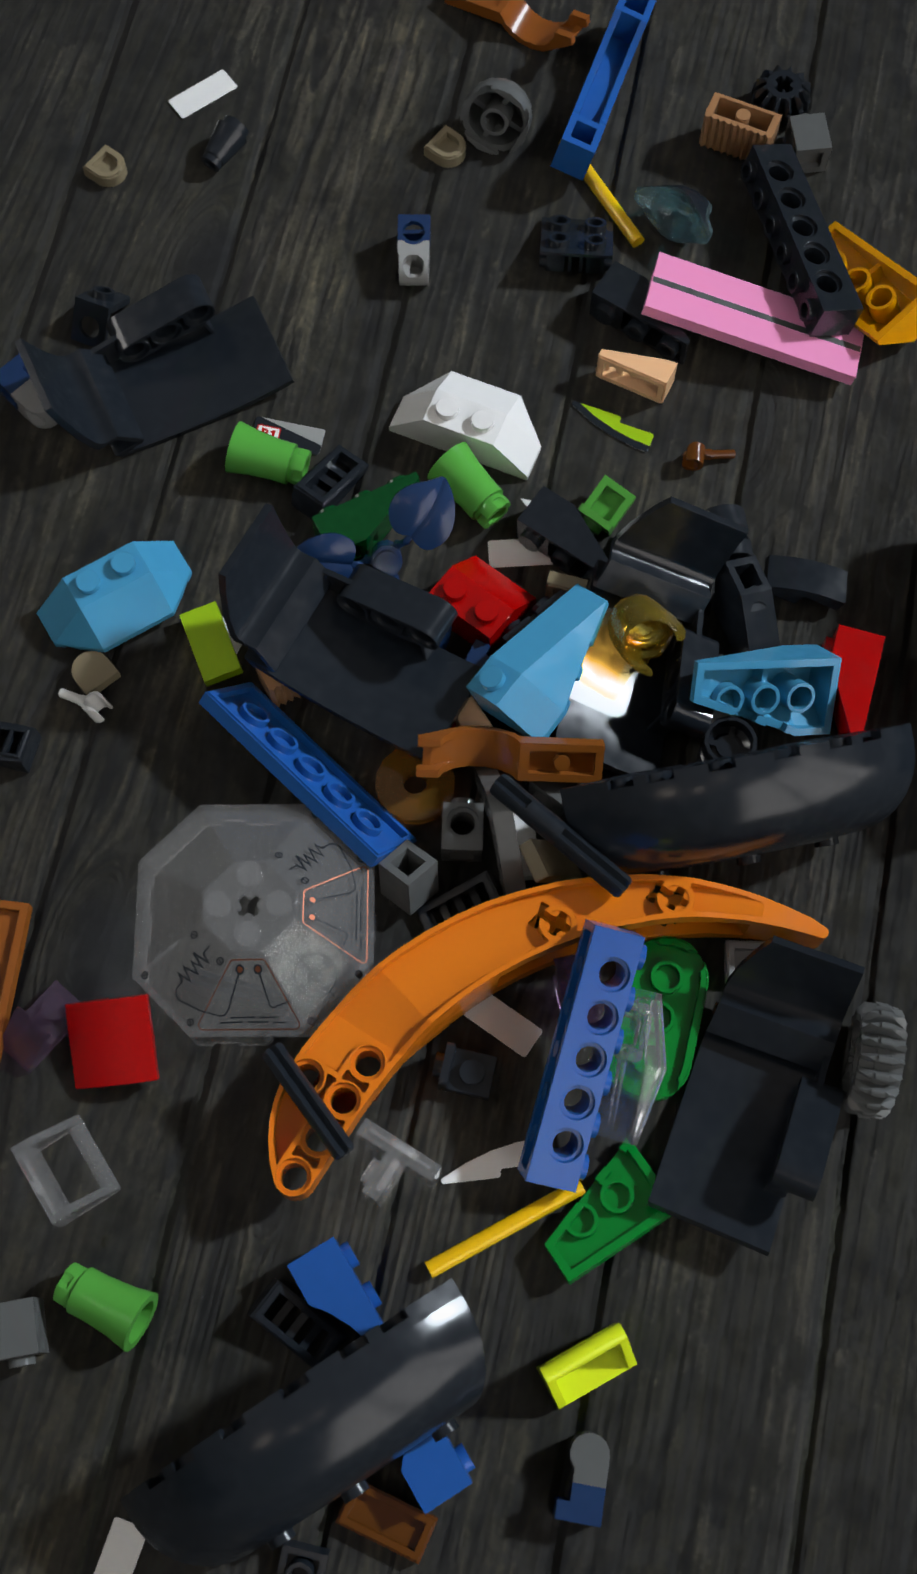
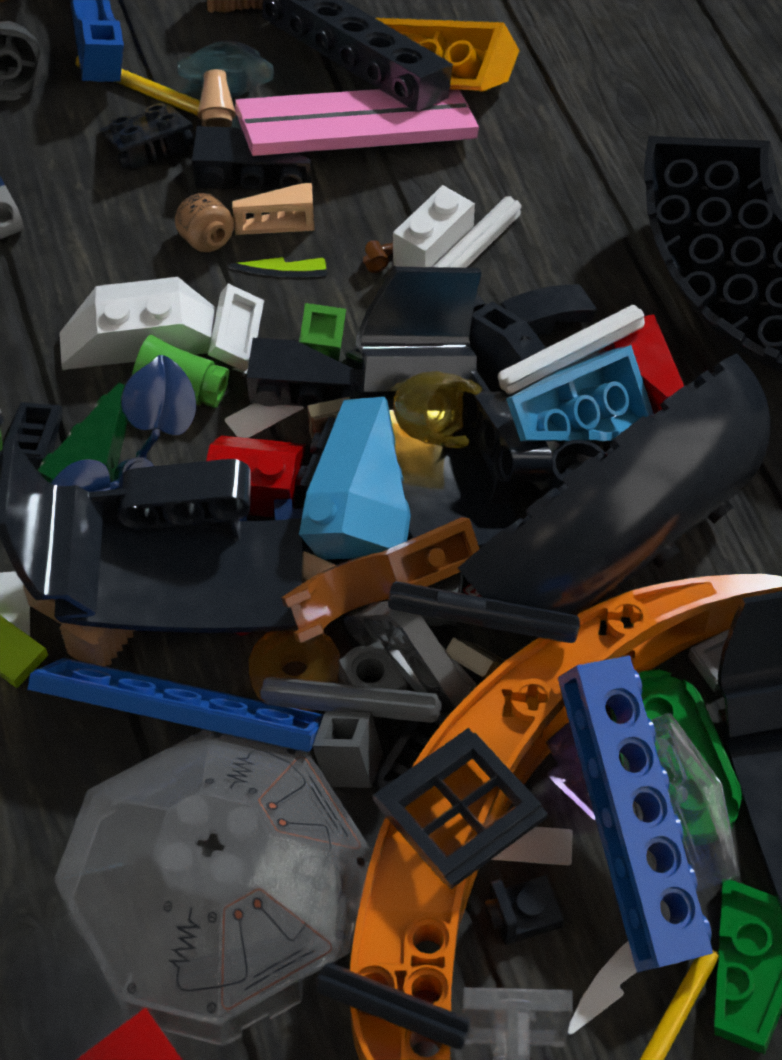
camera: 30 degrees left, 15 degrees down
(431, 841) = (351, 698): none -> dark grey axle
(447, 1020) = (488, 841): none -> black piece
(541, 464) = (235, 326): none -> white tile
(571, 352) = (204, 222): none -> medium nougat head
(648, 240) = (216, 103): none -> light nougat cone
(753, 461) = (433, 229): none -> white brick
(783, 485) = (482, 234): none -> white axle
(791, 635) = (571, 349): none -> white axle

